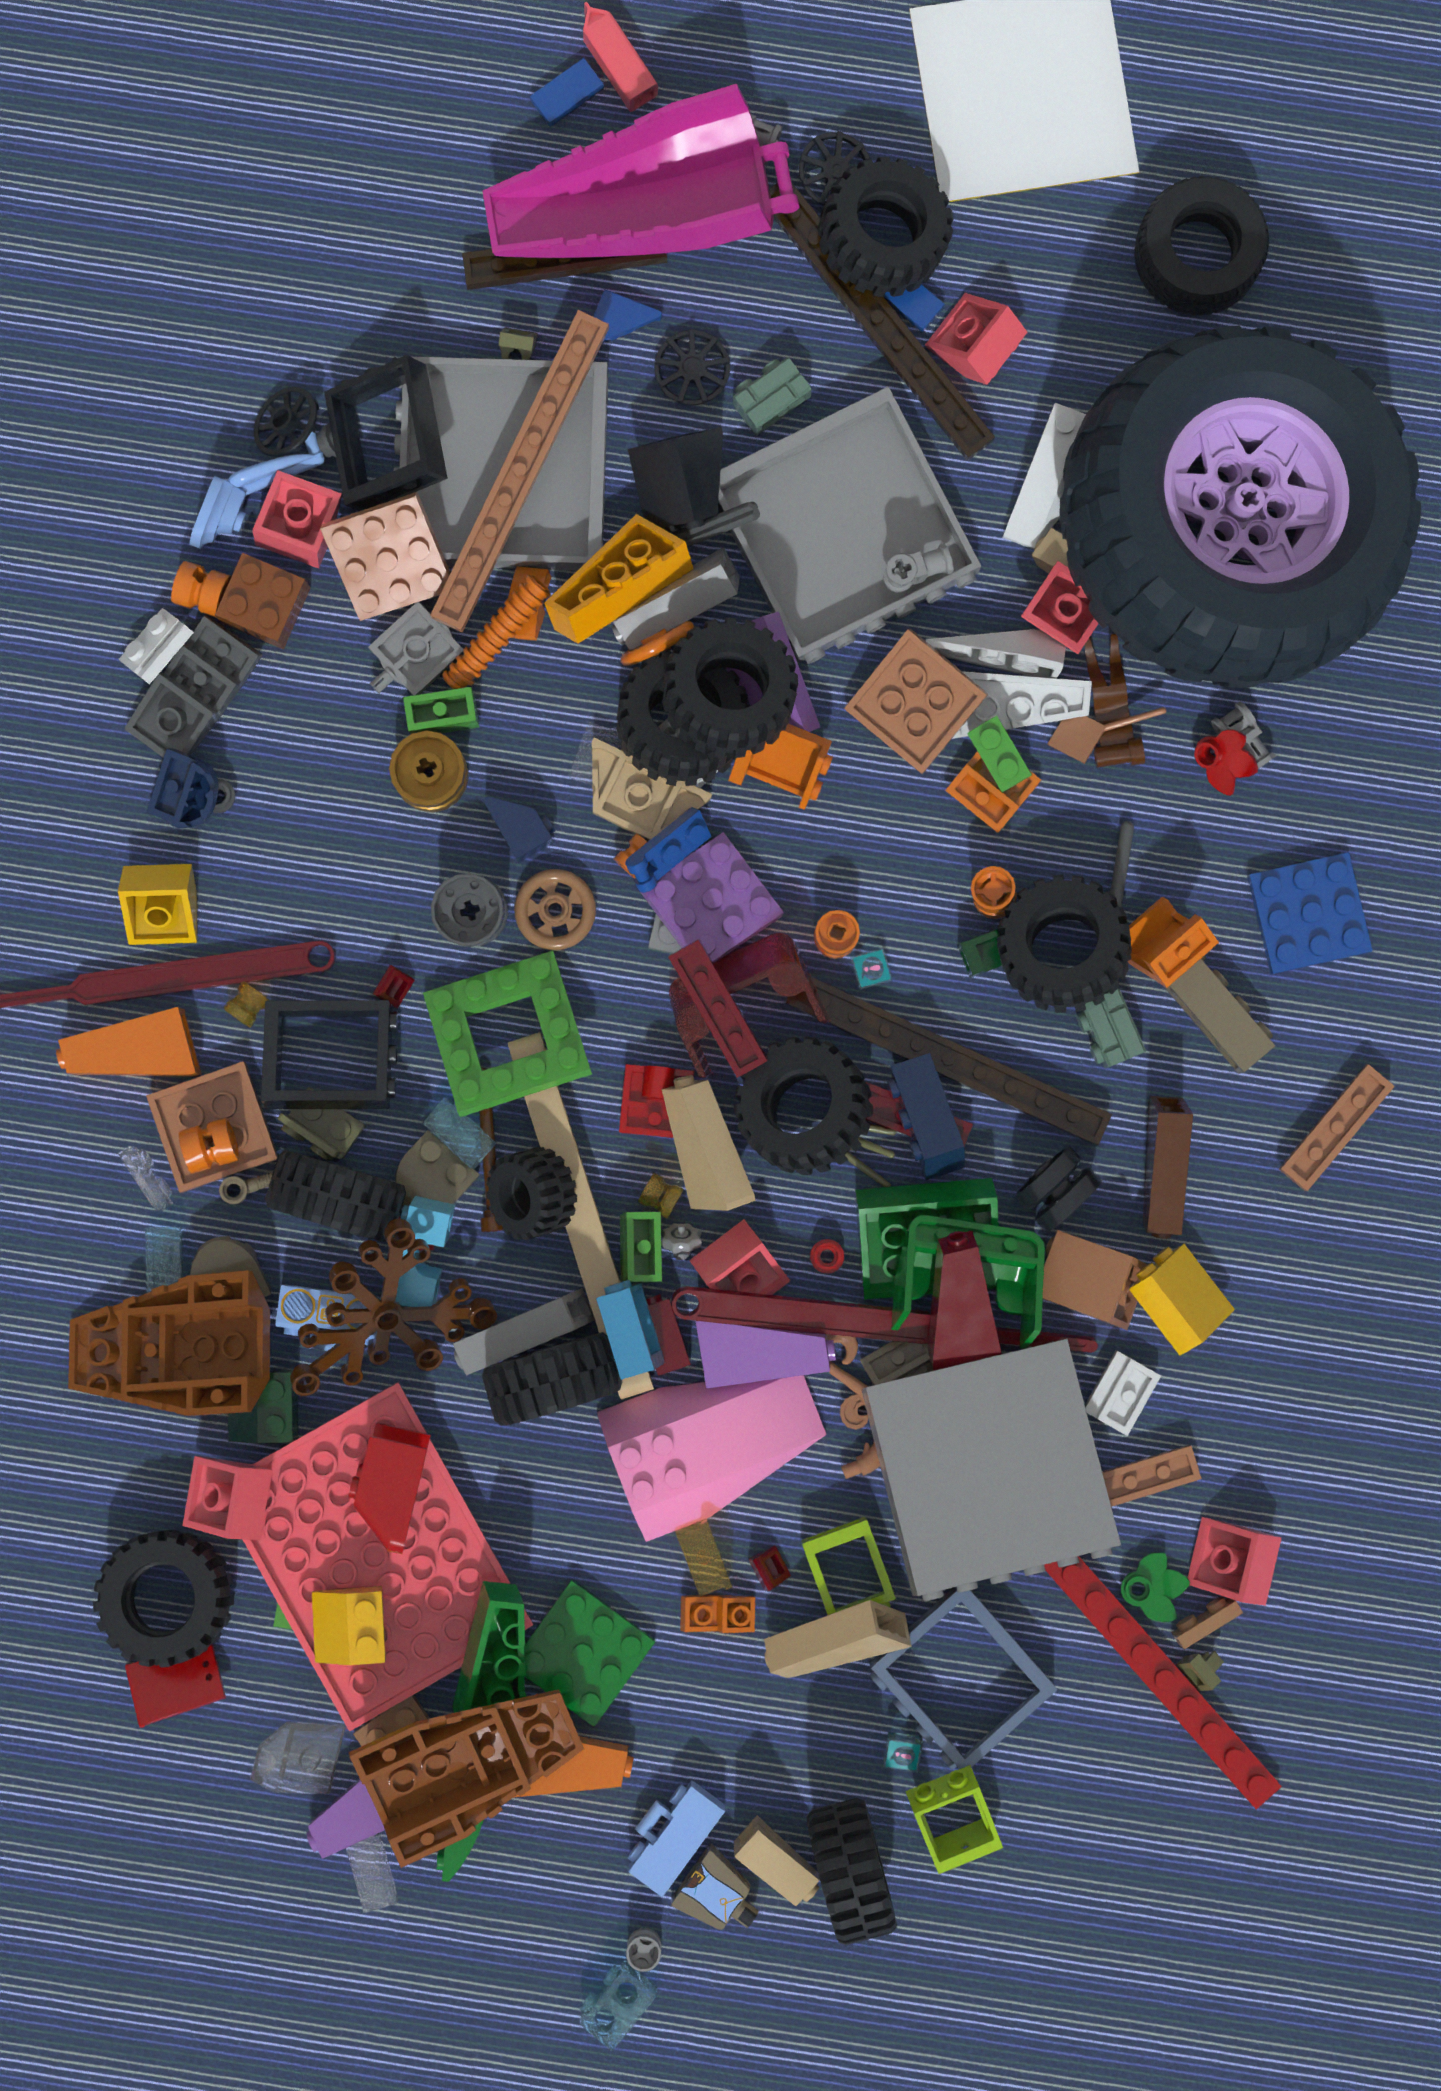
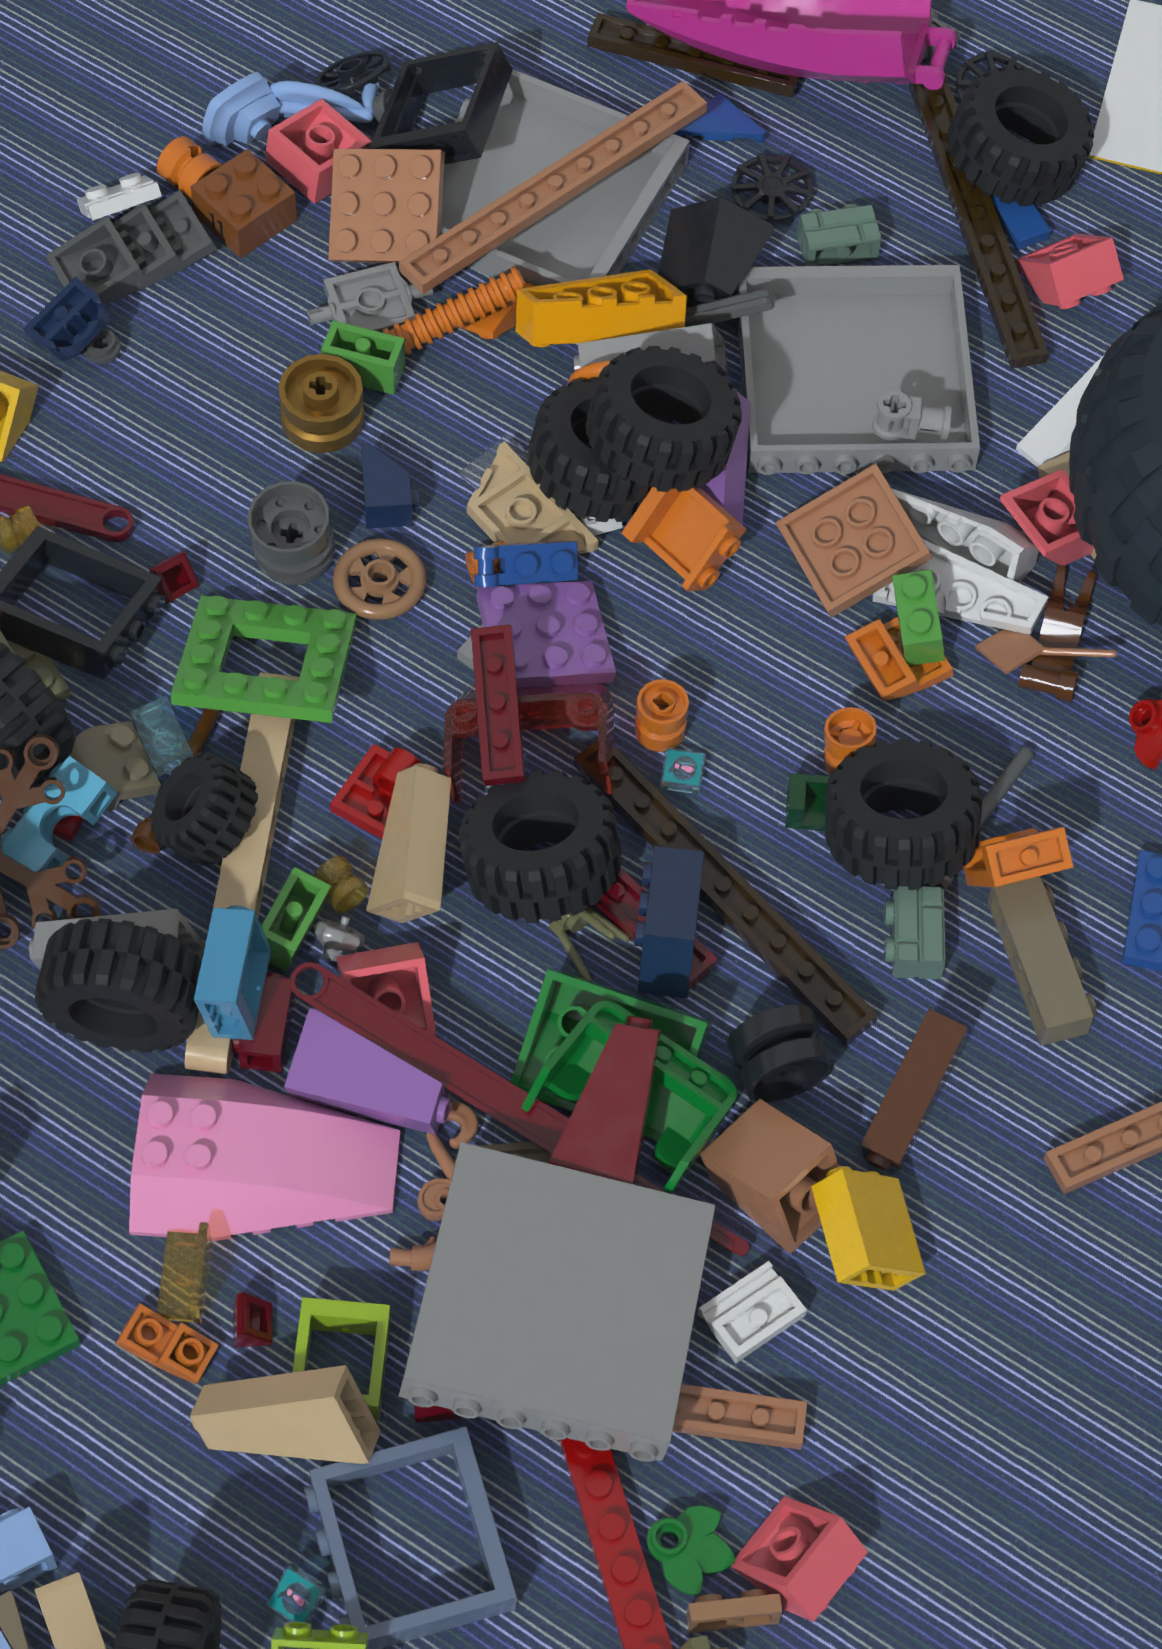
camera: 25 degrees right, 25 degrees down
(519, 339) = (612, 97): olive tile -> none
(837, 1251) = (492, 1015): red plate -> none

